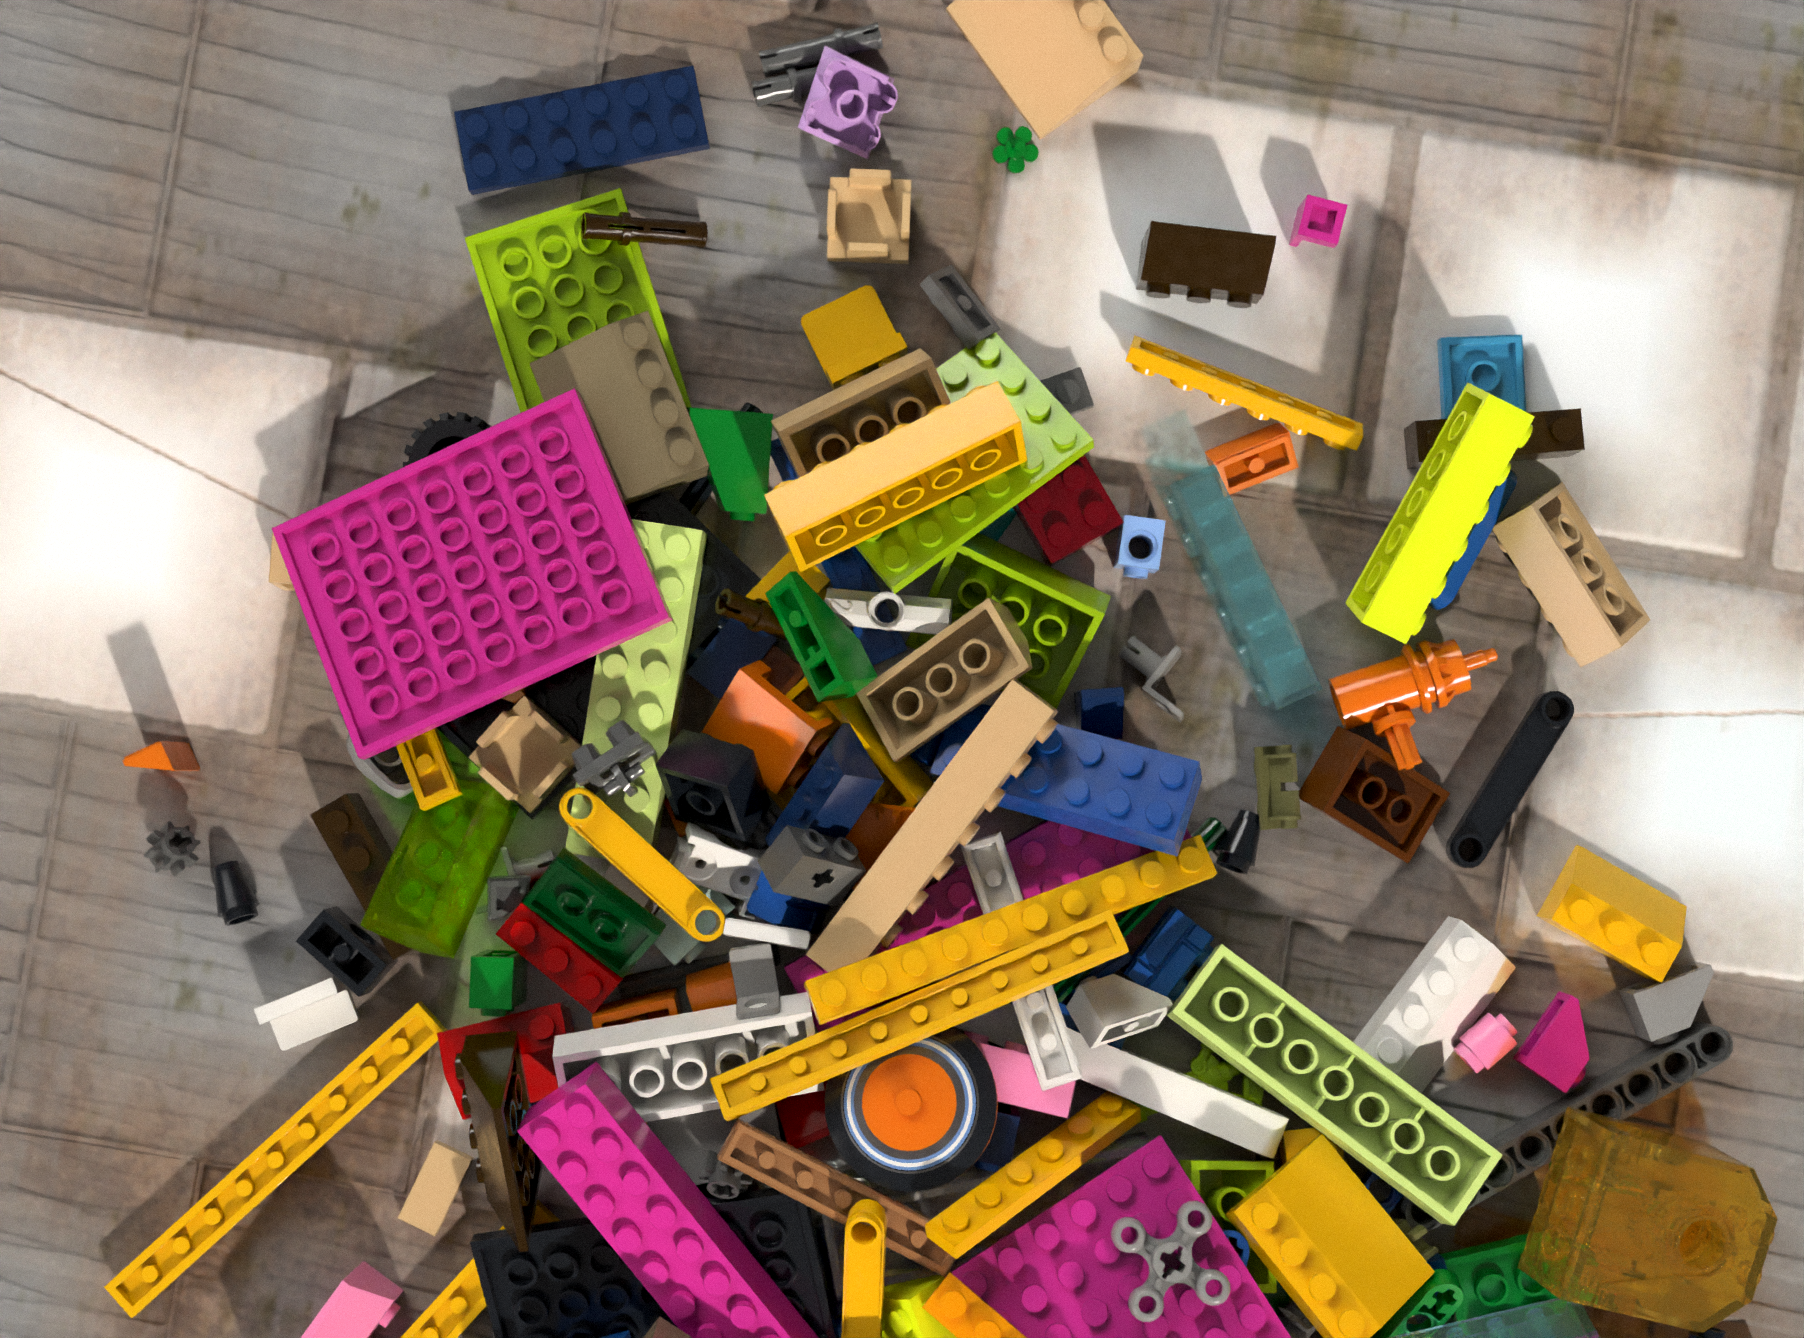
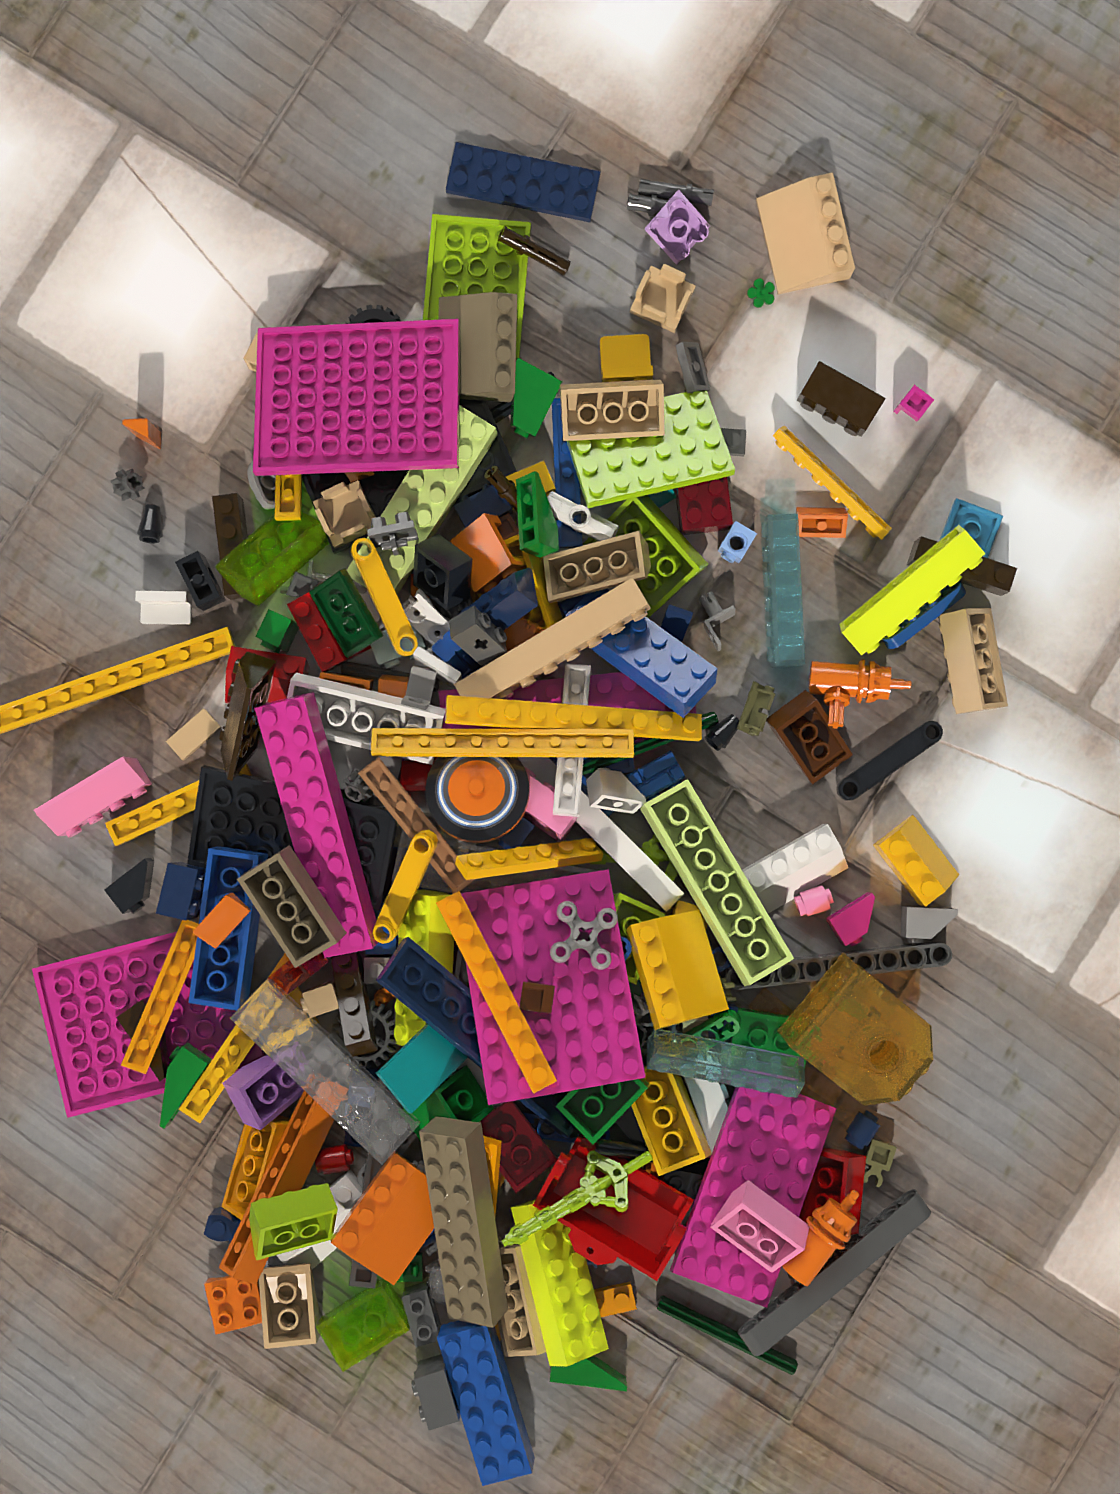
camera: 25 degrees right, 0 degrees up
(898, 475) = (617, 441): yellow brick -> none

